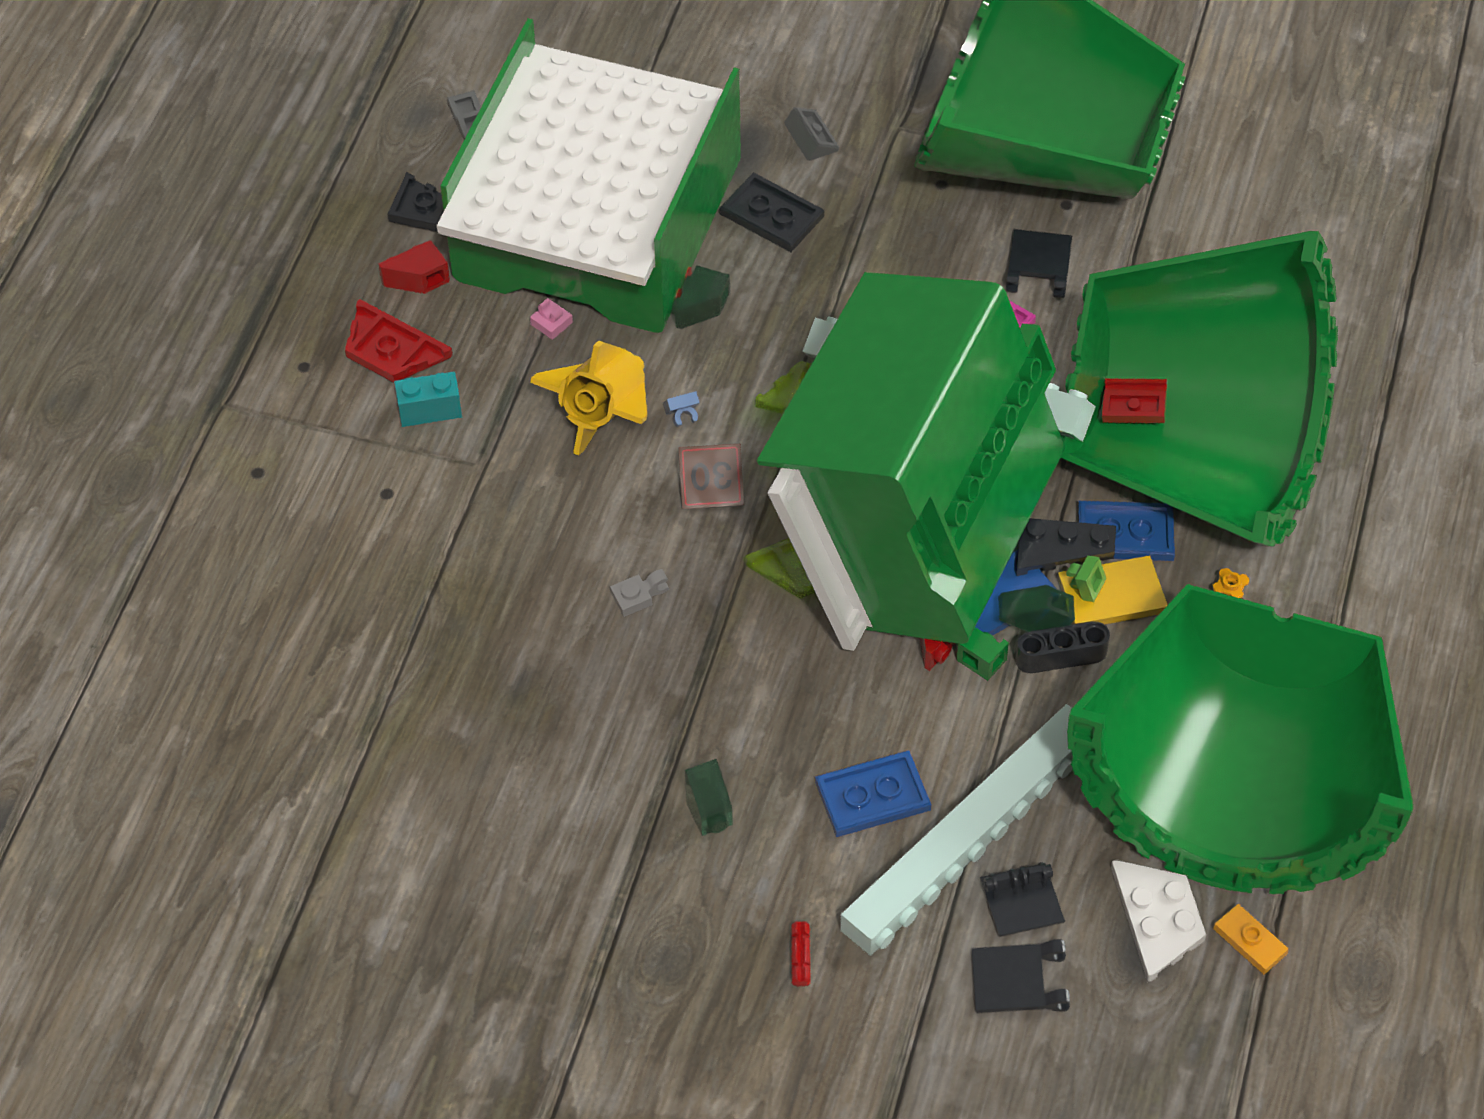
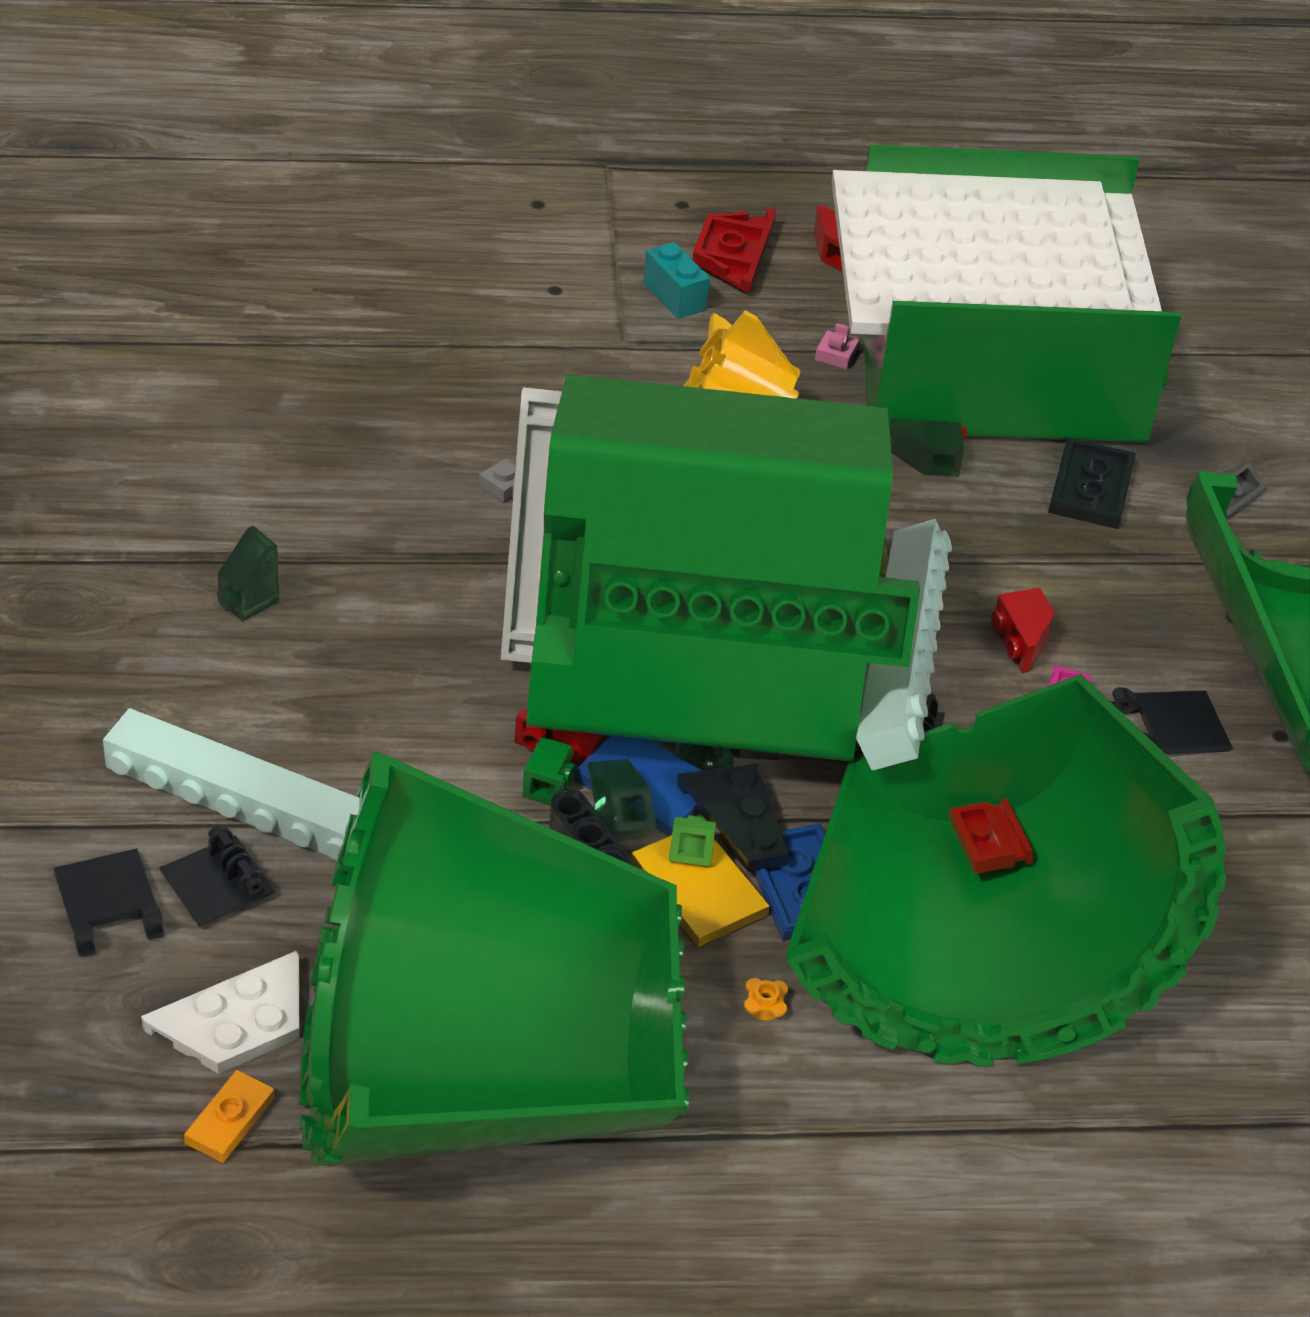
camera: 65 degrees right, 10 degrees down
(800, 953) = (85, 703): red axle -> none
(872, 793) = (321, 723): blue tile -> none

